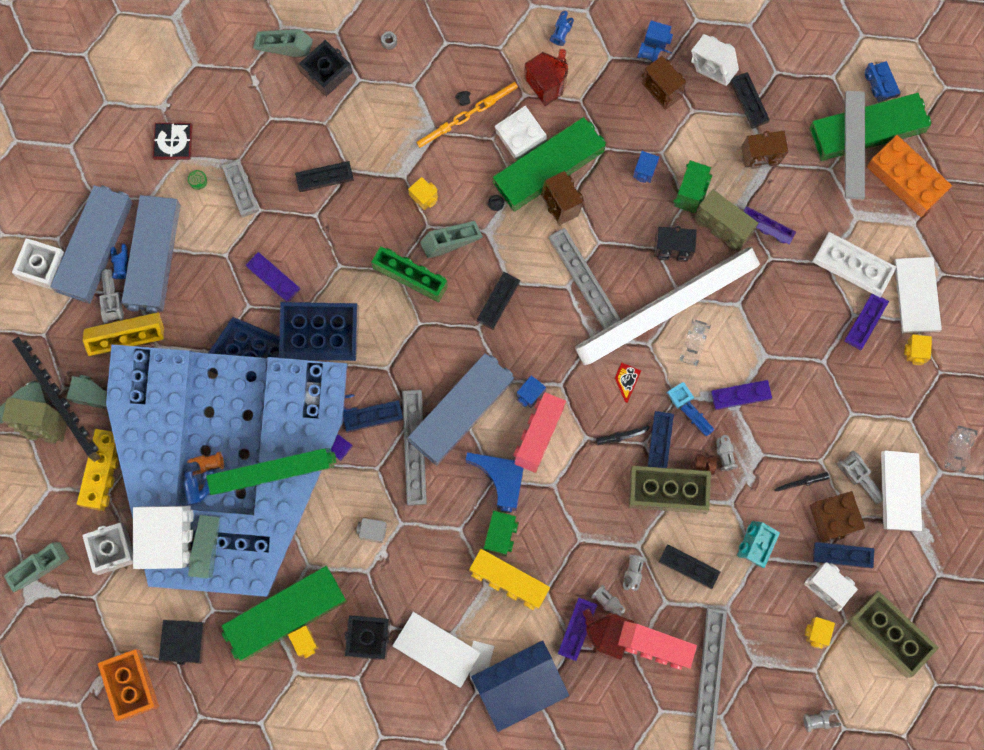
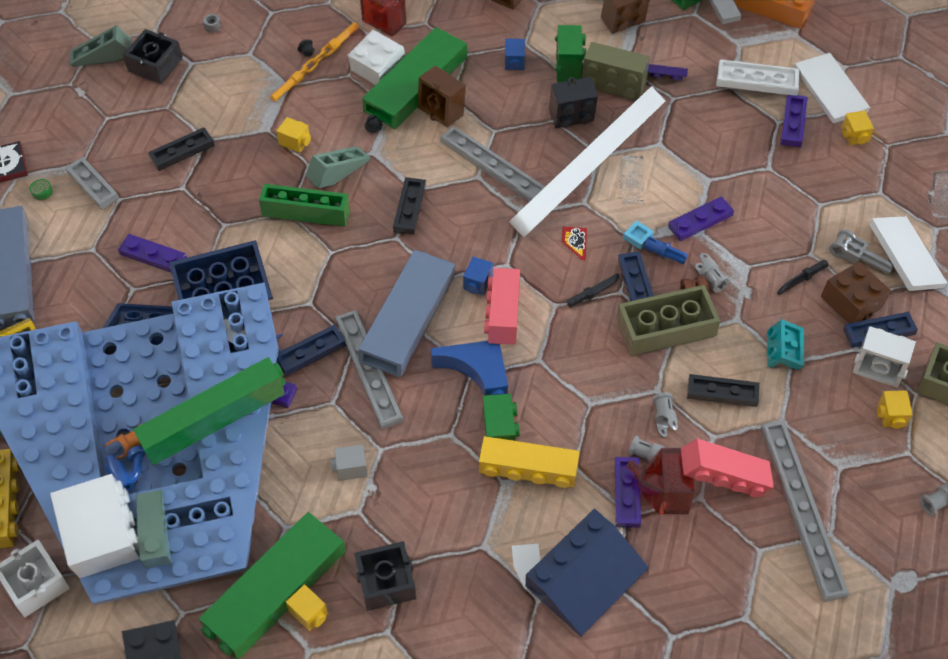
camera: 20 degrees left, 20 degrees down
(436, 649) = (472, 567): white tile -> none

